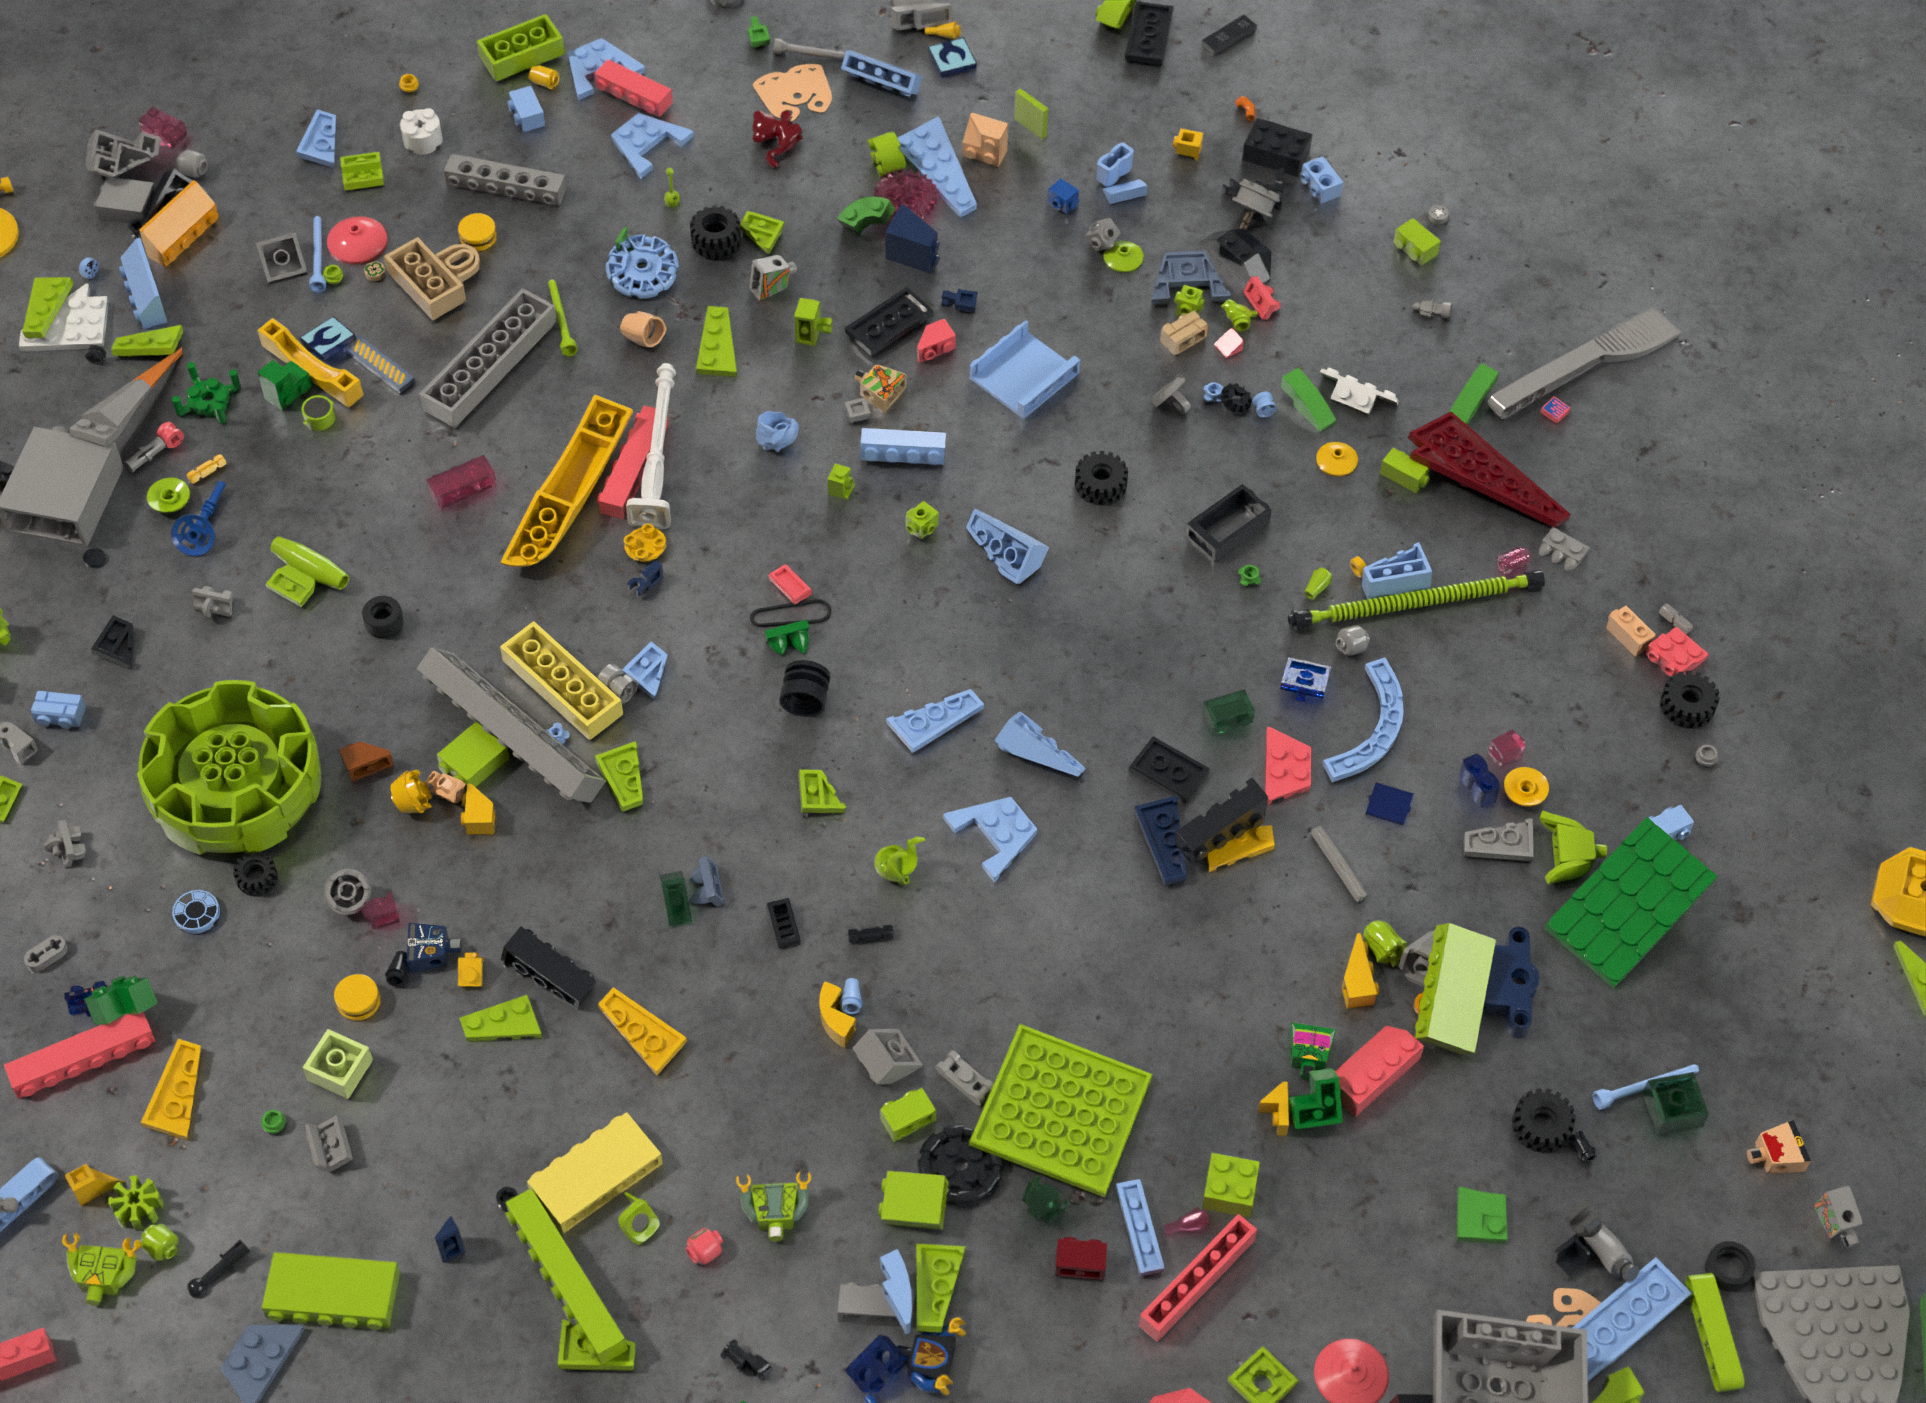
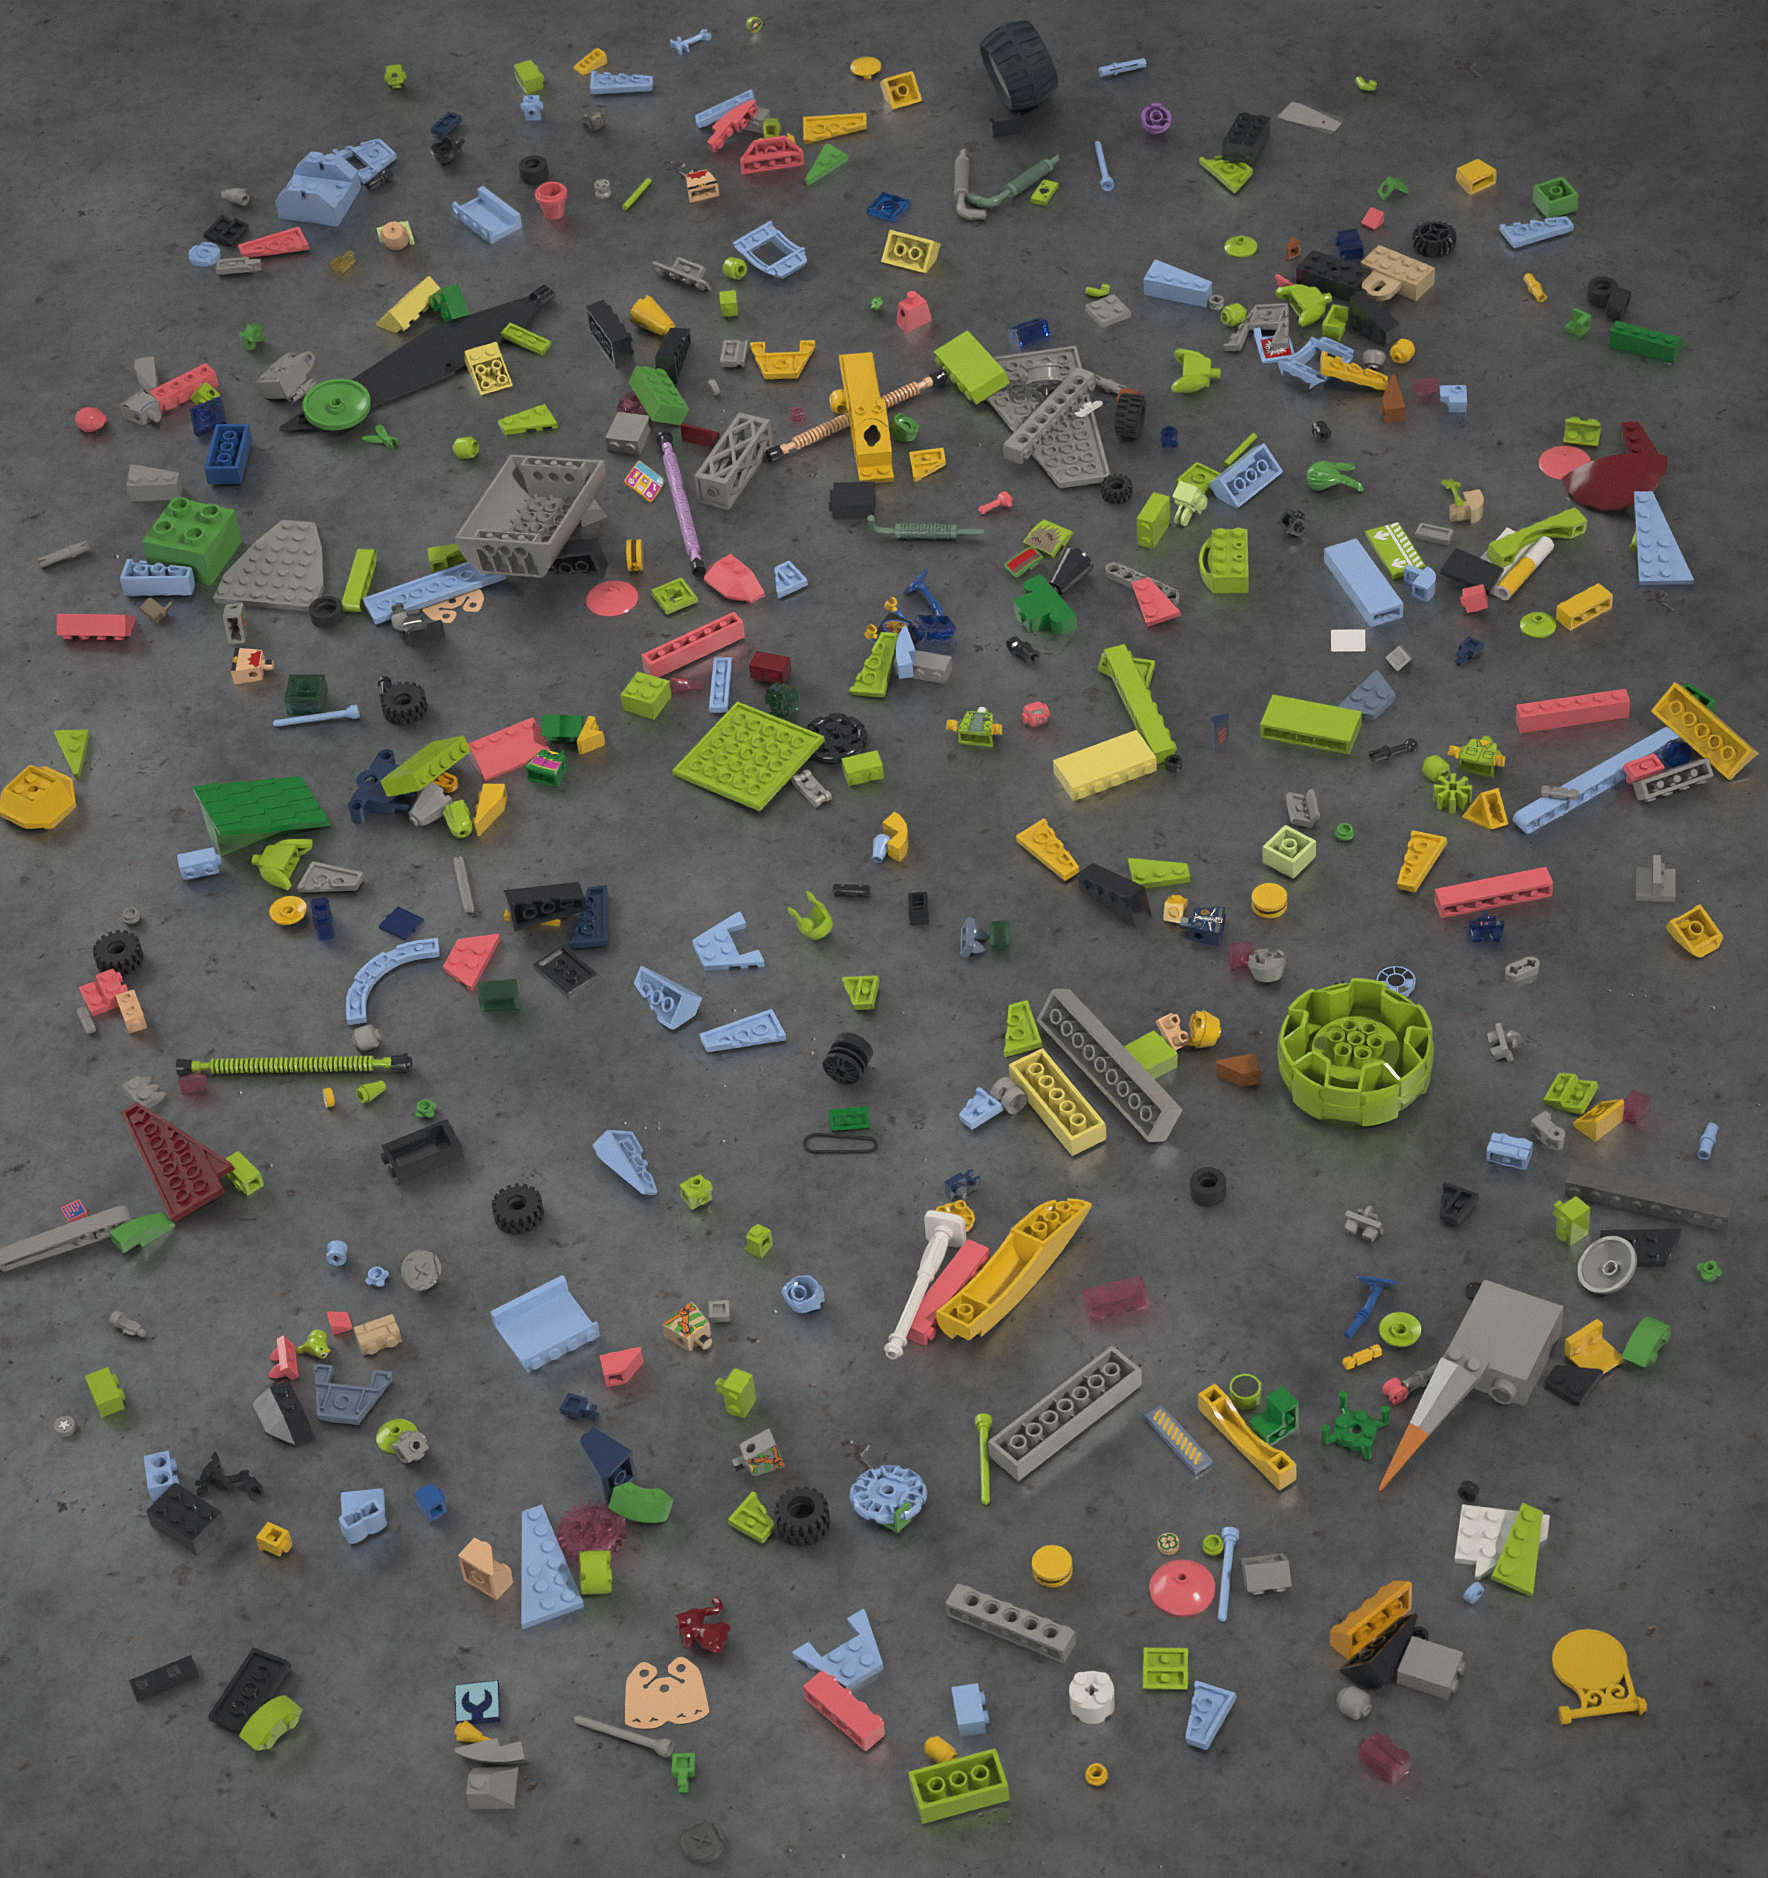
camera: 160 degrees left, 10 degrees down
(115, 155) = (1437, 1713): light grey brick -> none
(120, 998) = (1456, 912): green brick -> none
(142, 285) = (1414, 1551): light blue slope -> none
(152, 342) = (1411, 1495): lime wing -> none
(303, 570) = (1277, 1236): lime plate -> none
(328, 338) = (1226, 1469): tile -> none
(398, 970) = (1234, 913): black cone -> none
(430, 276) = (1109, 1514): tan brick -> none
(479, 812) = (1147, 1012): yellow slope -> none
(562, 734) = (1071, 1070): light blue plate -> none
(590, 57) = (875, 1772): light blue wing -> none
(626, 1218) = (1073, 732): lime piece -> none
(639, 326) = (905, 1420): light nougat helmet -> none
(670, 195) = (835, 1572): lime hinge -> none
(716, 346) = (834, 1406): lime wing -> none
(790, 584) = (833, 1164): coral tile -> none
(881, 72) = (563, 1680): light blue brick -> none
(886, 1055) = (865, 805): light grey slope -> none
(889, 321) = (657, 1396): black plate -> none
(902, 446) = (689, 1261): light blue brick -> none
(913, 1200) = (876, 712): lime brick -> none
(1031, 113) = (424, 1592): lime tile -> none
(1189, 300) = (358, 1362): lime brick -> none
(1235, 405) = (365, 1262): black gear -> none
(1244, 102) = (189, 1581): orange arm -> none
(1255, 200) = (241, 1447): light grey wheel -> none
(1305, 678) = (421, 1013): clear blue hinge -> none
(1307, 399) = (295, 1252): bright green slope -> none
(1337, 459) = (295, 1203): yellow dish -> none
(1354, 394) = (244, 1253): white bracket -> none
(1397, 575) = (299, 1079): light blue wedge -> none
(1481, 1216) = (478, 661): bright green plate -> none
(1507, 748) = (286, 940): clear pink brick -> none

